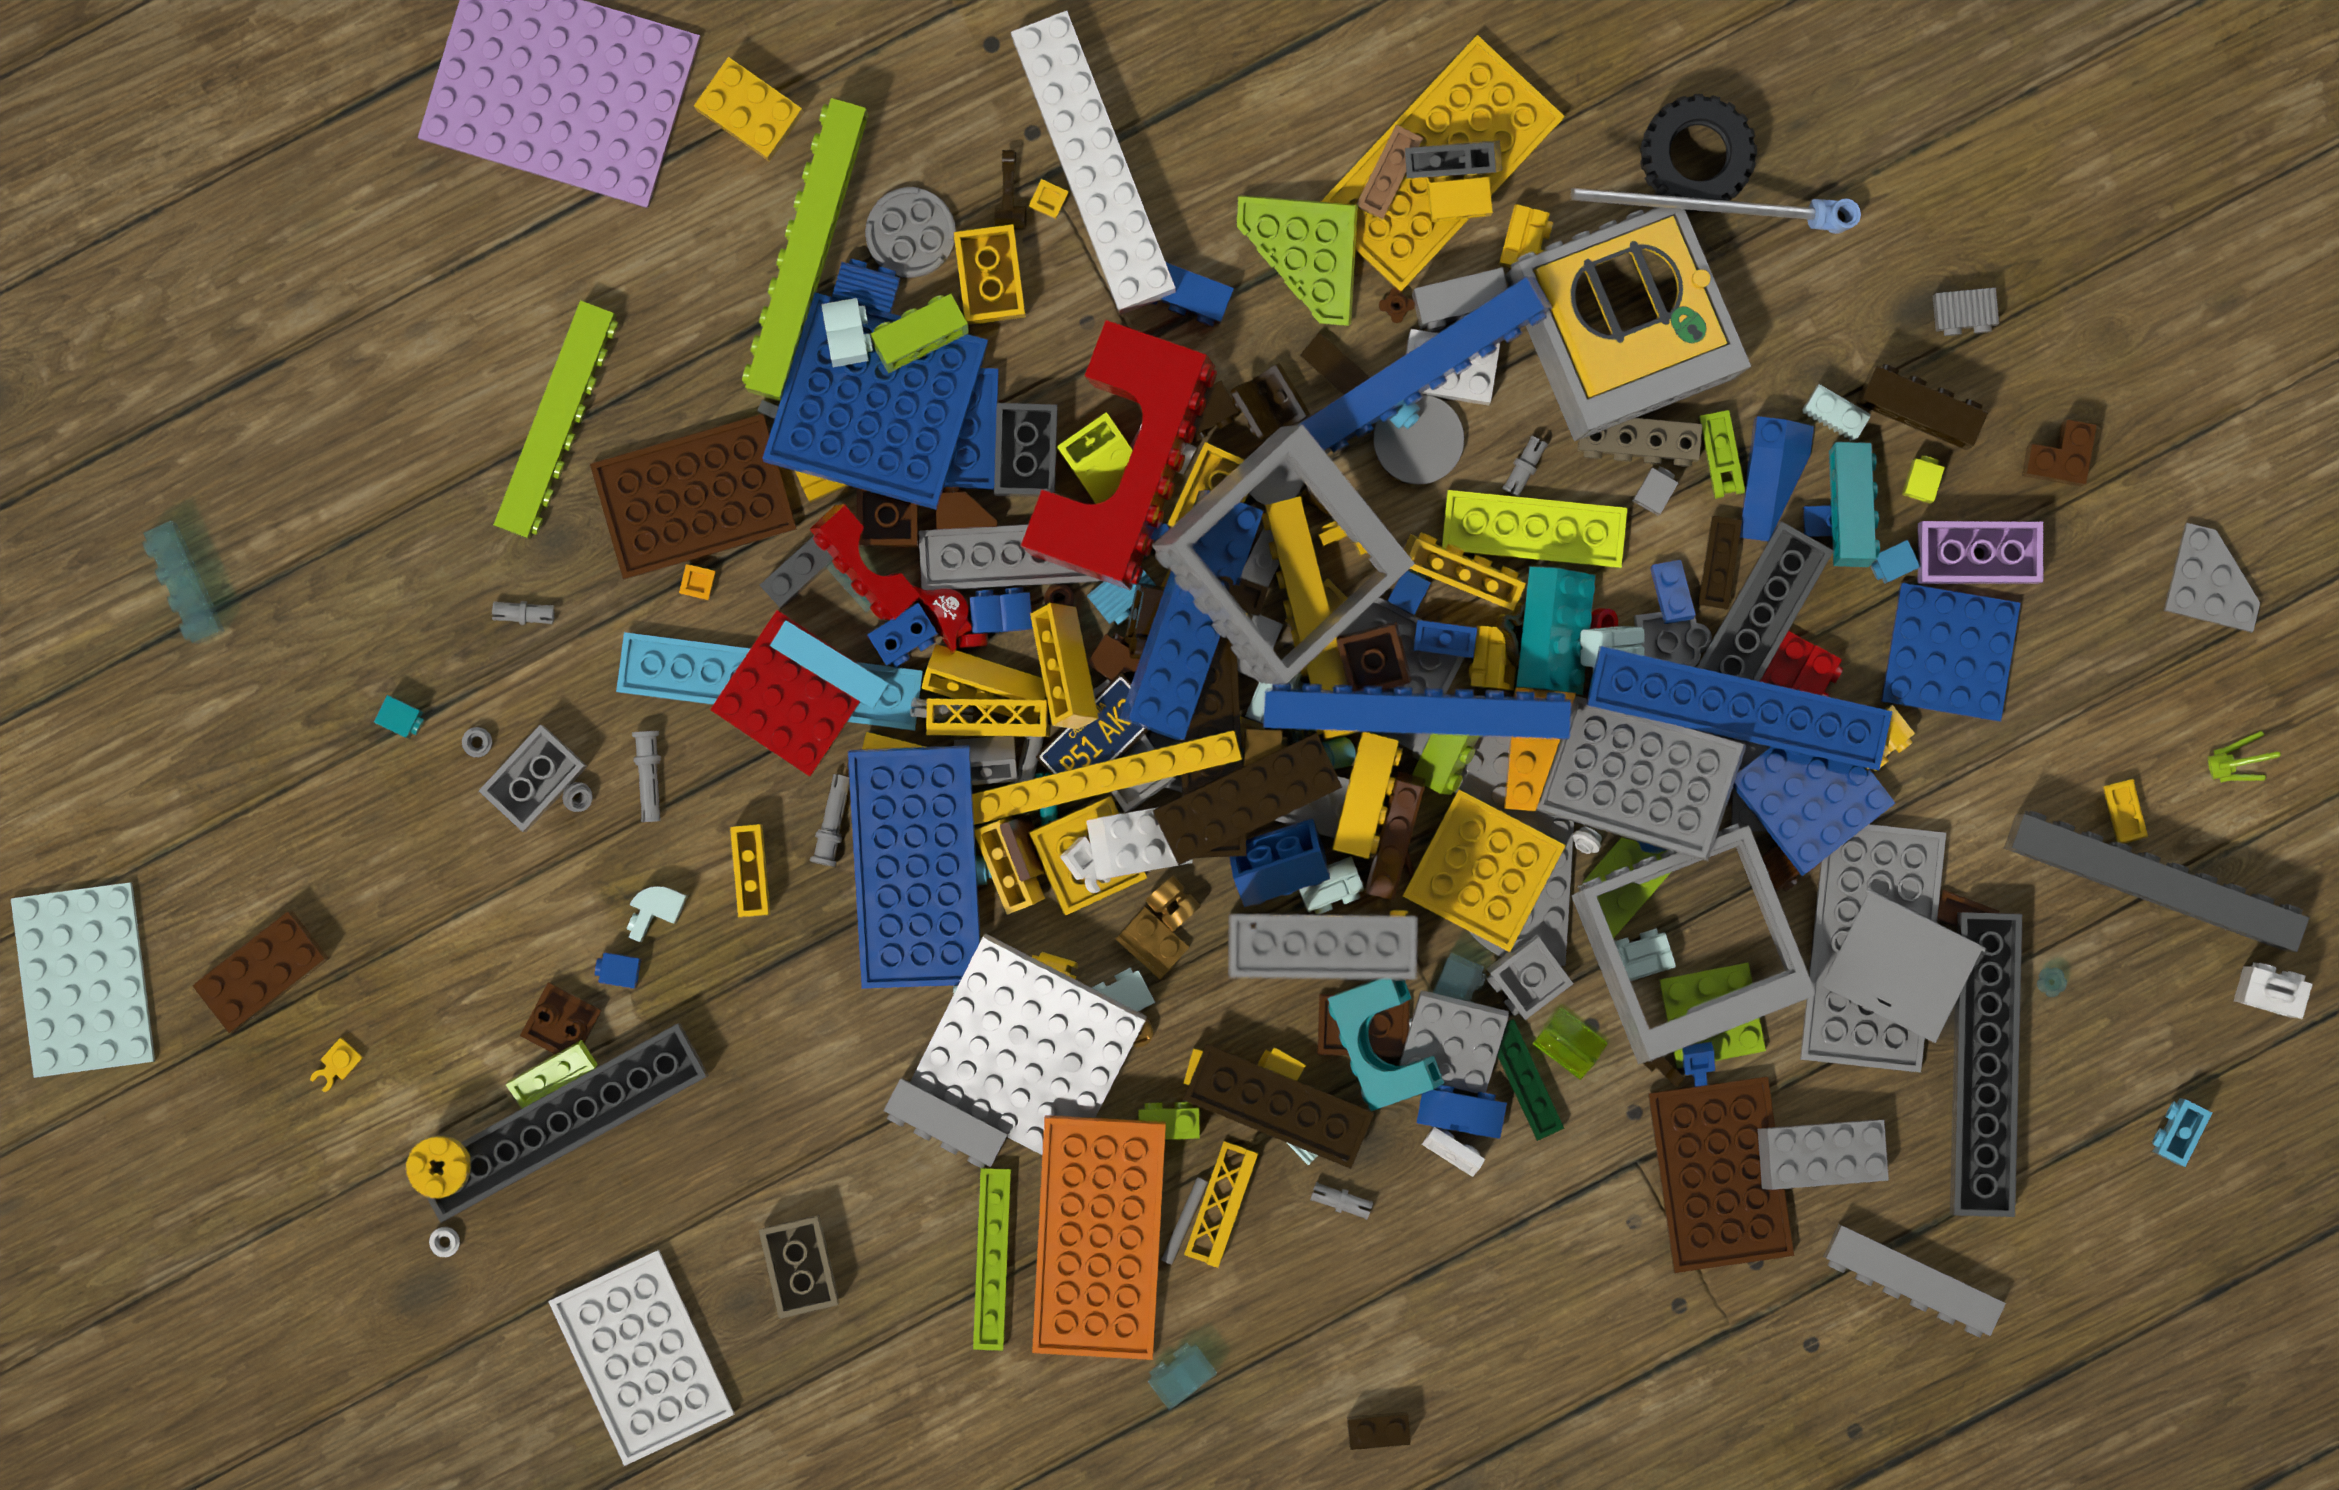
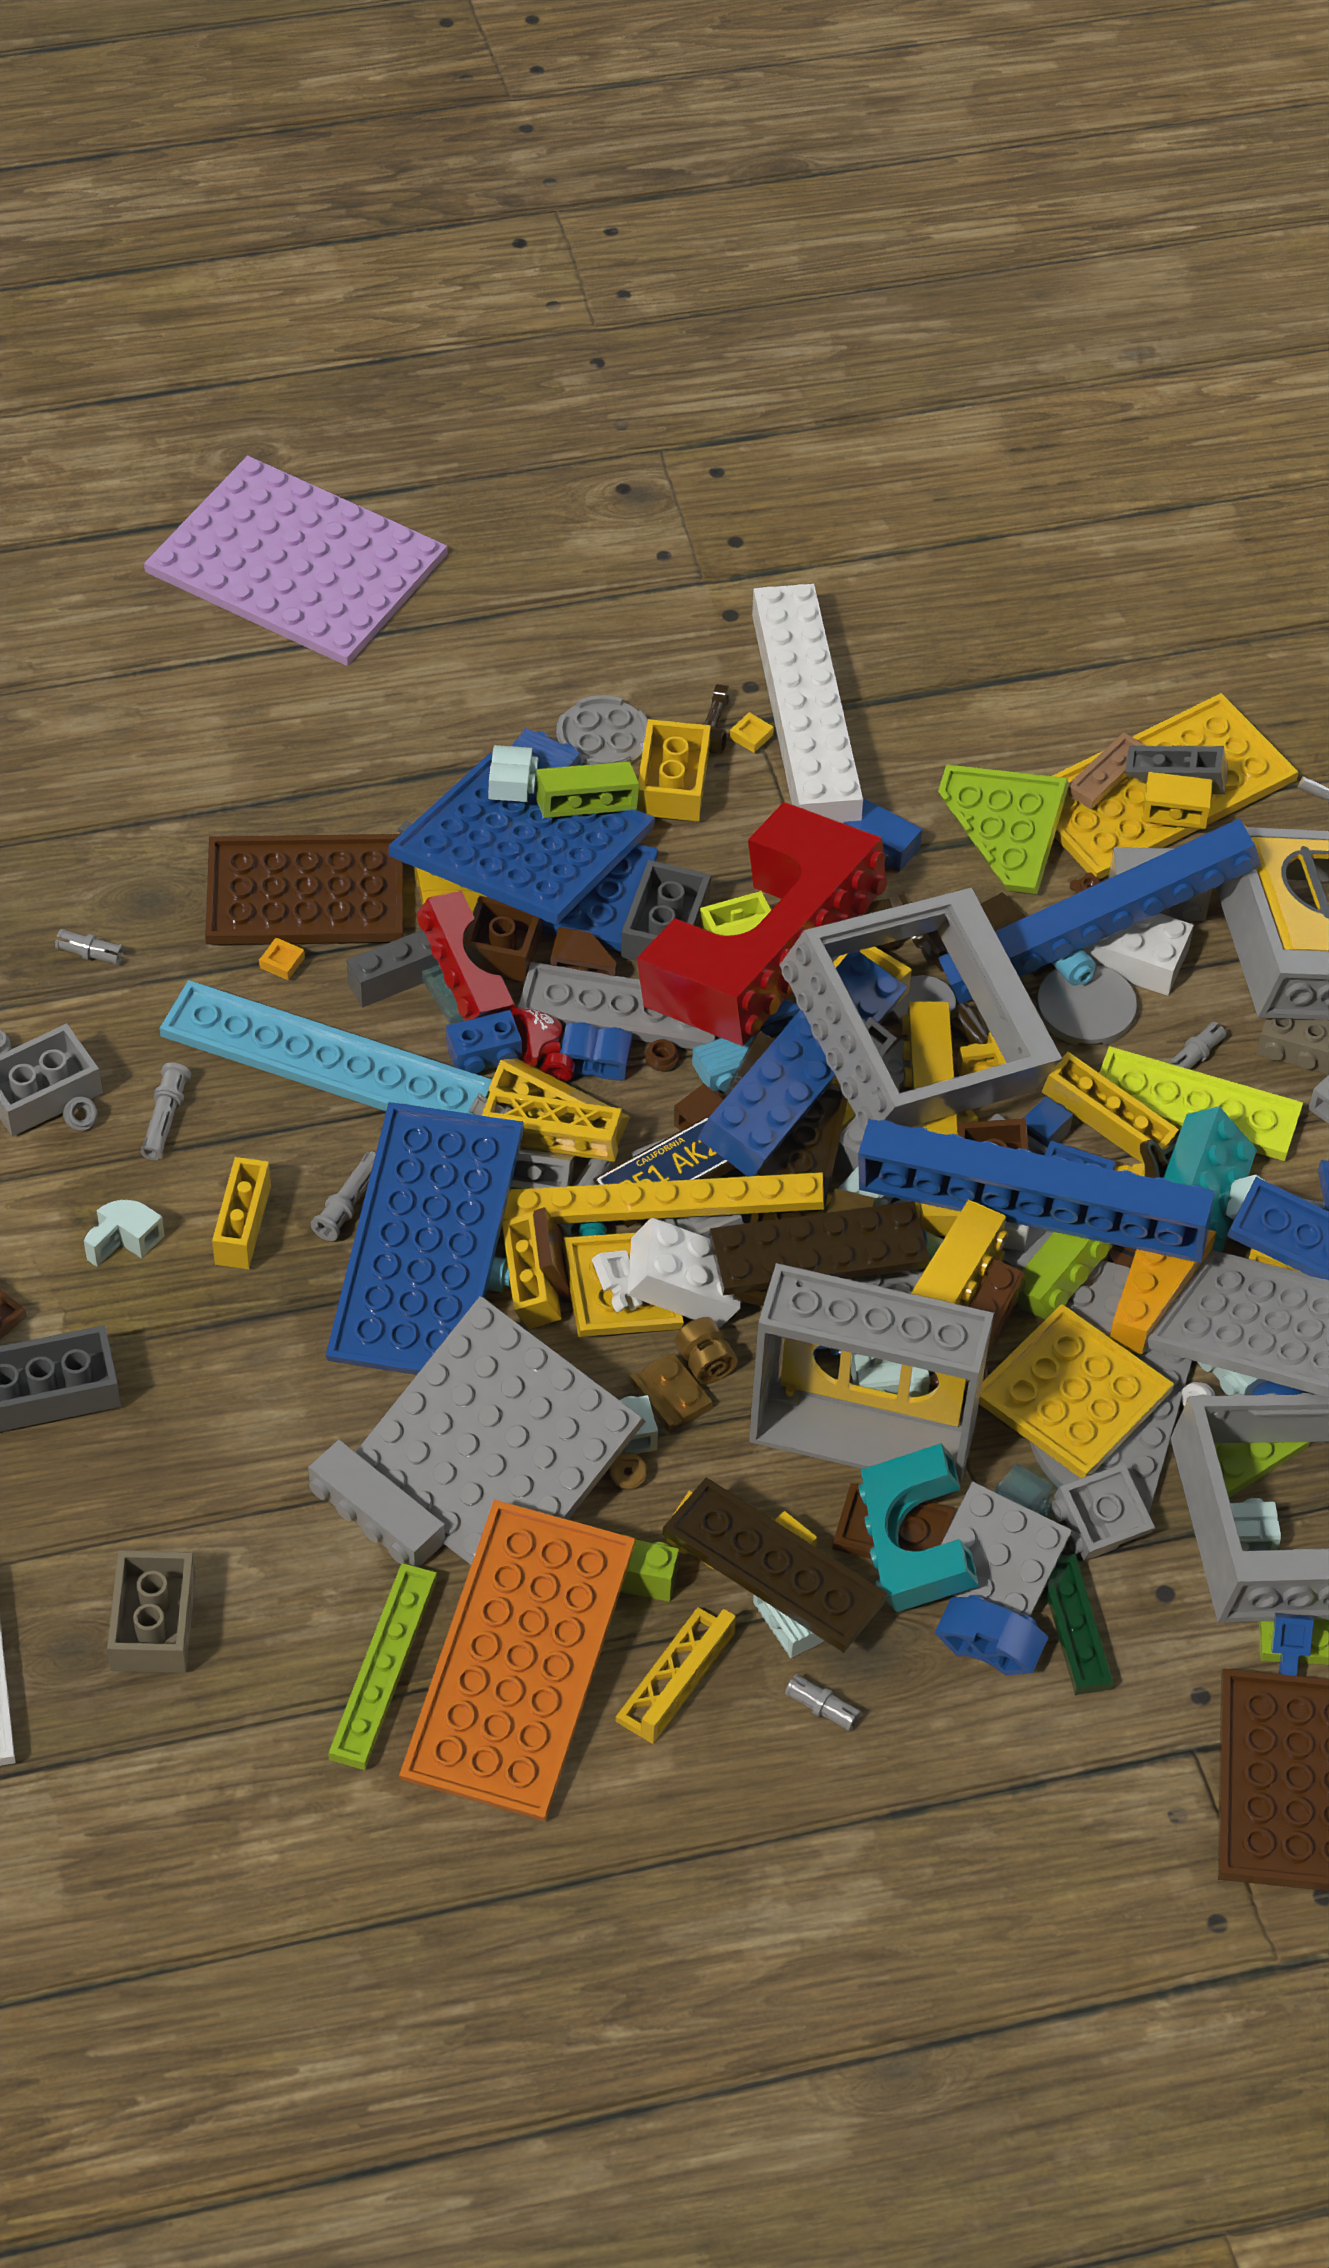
camera: 15 degrees right, 35 degrees down
(555, 420) = (186, 798): lime brick -> none
(618, 970) = (61, 1278): blue brick -> none
(749, 109) = (475, 603): yellow brick -> none
(784, 702) = (348, 1066): red plate -> none
(807, 247) = (497, 703): lime brick -> none
(829, 664) = (396, 1037): medium azure tile -> none
(1064, 666) = (650, 1096): yellow brick -> none
(1181, 1375) = (575, 1845): clear light blue brick -> none
(1184, 1220) = (626, 1682): light grey bar -> none
(1378, 1430) = (805, 1965): dark brown brick -> none
(1461, 1156) = (972, 1677): white plate -> none
(1570, 1043) = (1135, 1600): clear neon green panel -> none
(1666, 1069) = (1241, 1641): dark brown plate -> none

